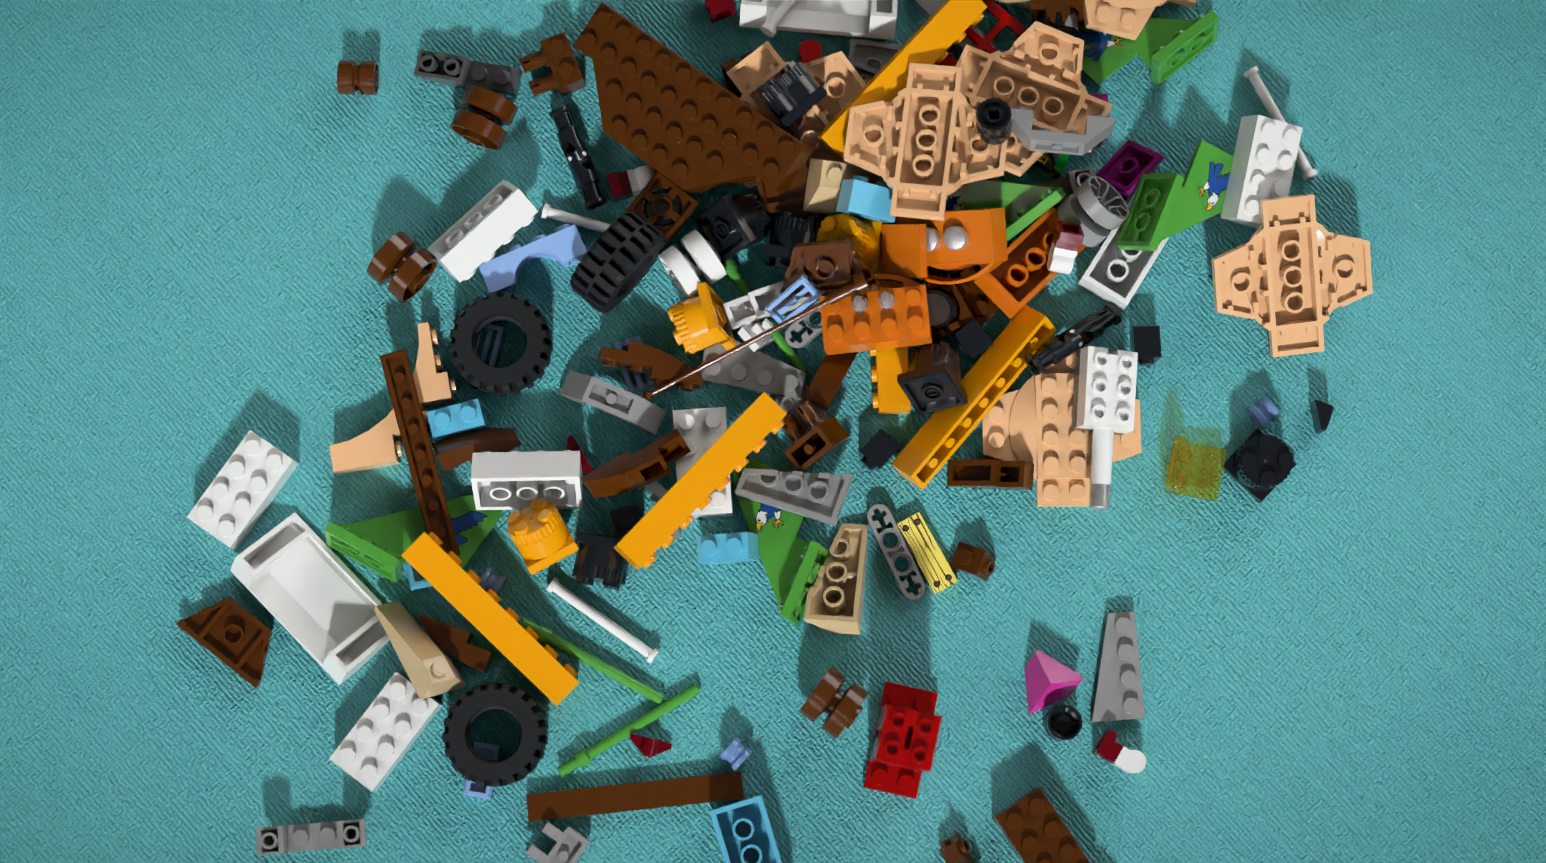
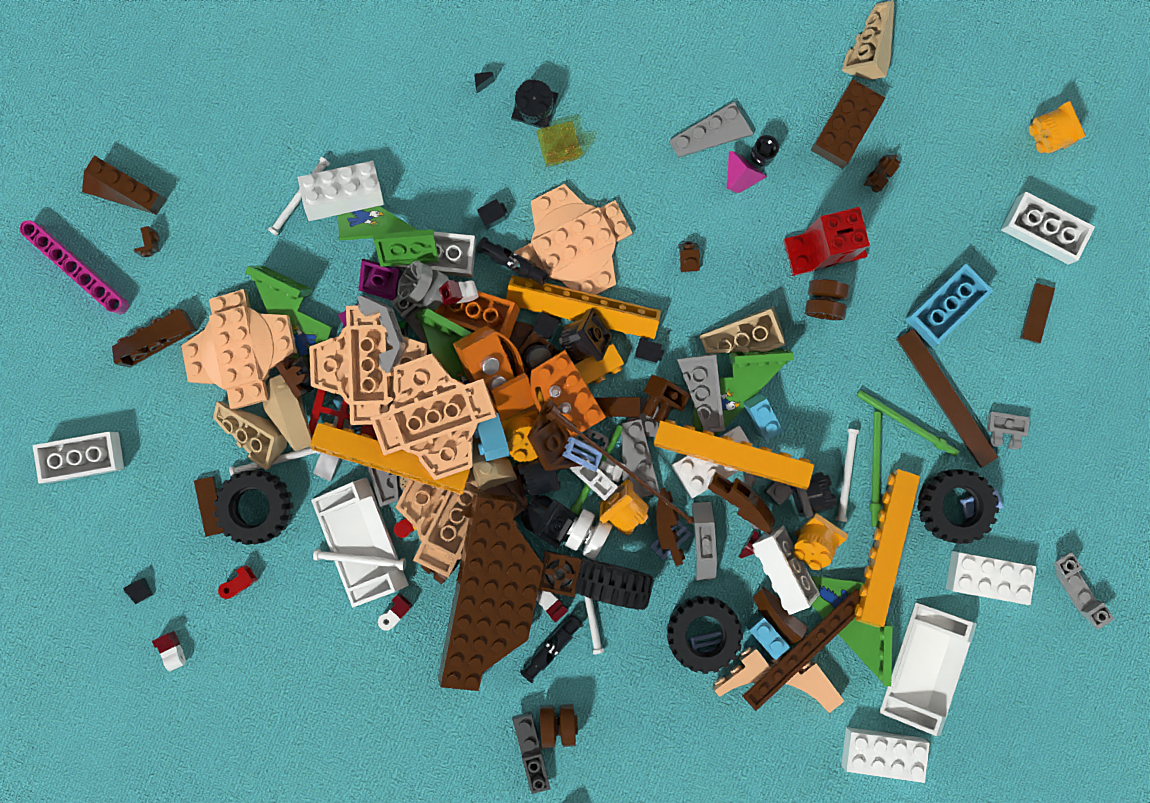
camera: 110 degrees left, 5 degrees up
(232, 637) = (981, 710): reddish brown wing -> none
(402, 267) = (688, 725): reddish brown wheel -> none
(423, 659) = (931, 580): tan wedge -> none
(457, 643) = (911, 562): reddish brown slope -> none
(483, 230) = (636, 686): white brick -> none
(493, 581) = (861, 559): medium blue wheel -> none
(503, 271) = (655, 658): light blue arch -> none
(564, 69) = (490, 695): reddish brown brick -> none
(648, 746) = (911, 405): dark red piece -> none
(736, 753) = (888, 347): medium blue wheel -> none
(792, 93) = (443, 524): black piece -> none
(899, 550) = (706, 308): light grey beam -> none
(926, 553) = (698, 289): light yellow tile -> none
(990, 474) = (627, 272): reddish brown slope -> none
(994, 121) = (400, 376): black wheel -> none
(1103, 406) = (549, 219): white piece -> none
(1128, 760) = (765, 101): leg -> none
(1262, 413) = (500, 118): medium blue wheel -> none
(1291, 275) = (400, 139): light nougat plate -> none

